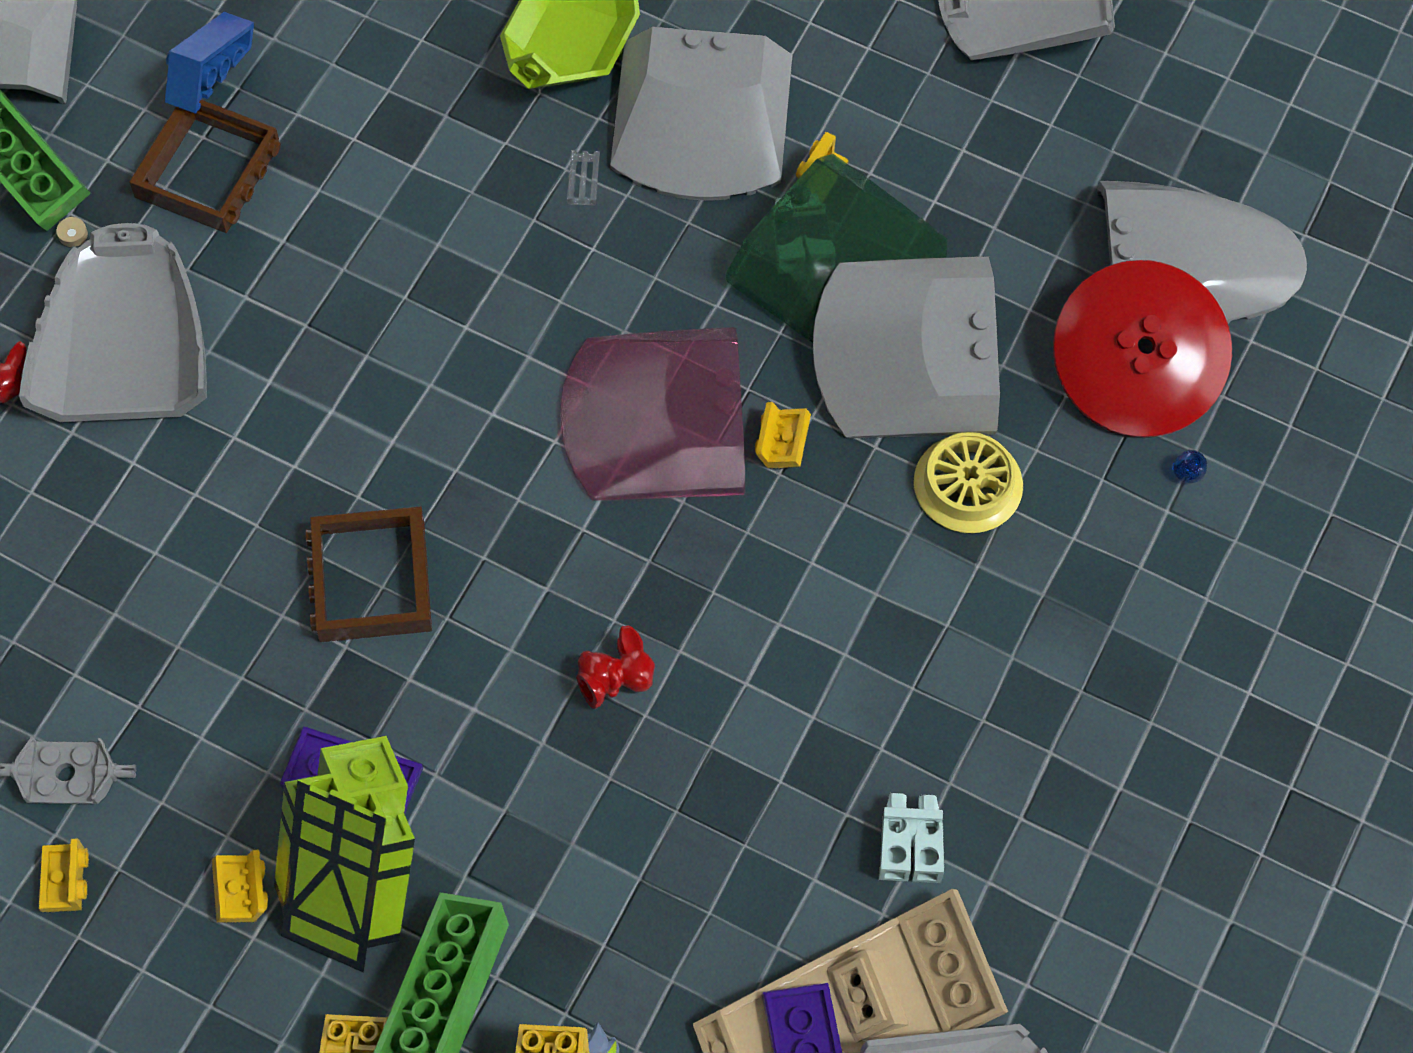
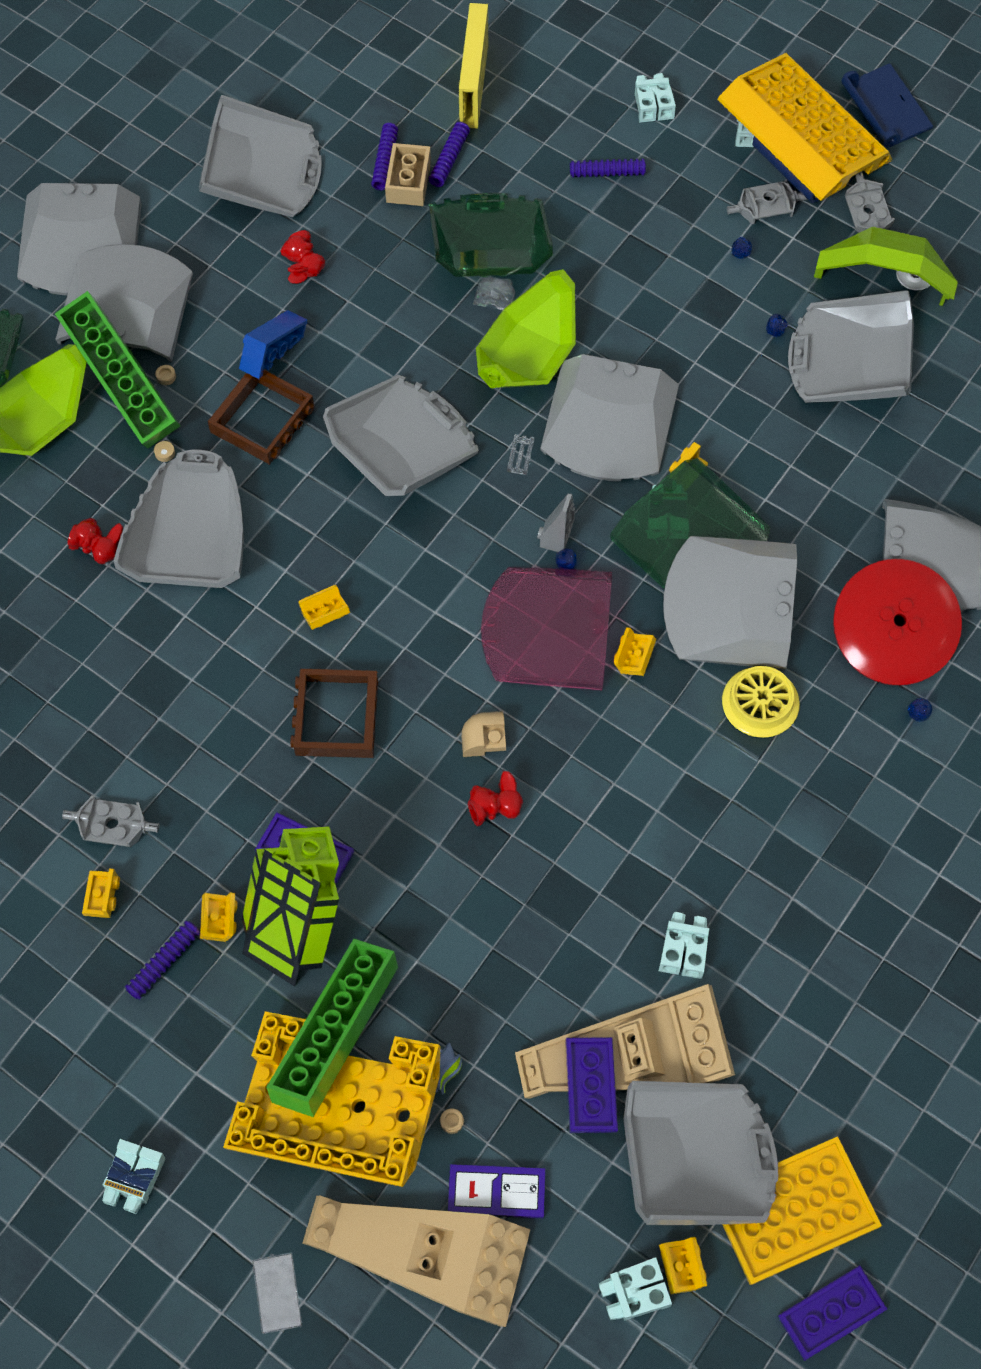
camera: 10 degrees right, 0 degrees up
(59, 123) = (165, 375): none -> tan tile
(166, 960) = (162, 960): none -> dark purple piece
(332, 426) = (323, 607): none -> yellow bracket
(407, 170) = (399, 435): none -> light grey windscreen
(585, 577) = (483, 734): none -> tan brick
(651, 271) = (558, 526): none -> light grey wedge
(668, 316) = (566, 559): none -> clear blue piece

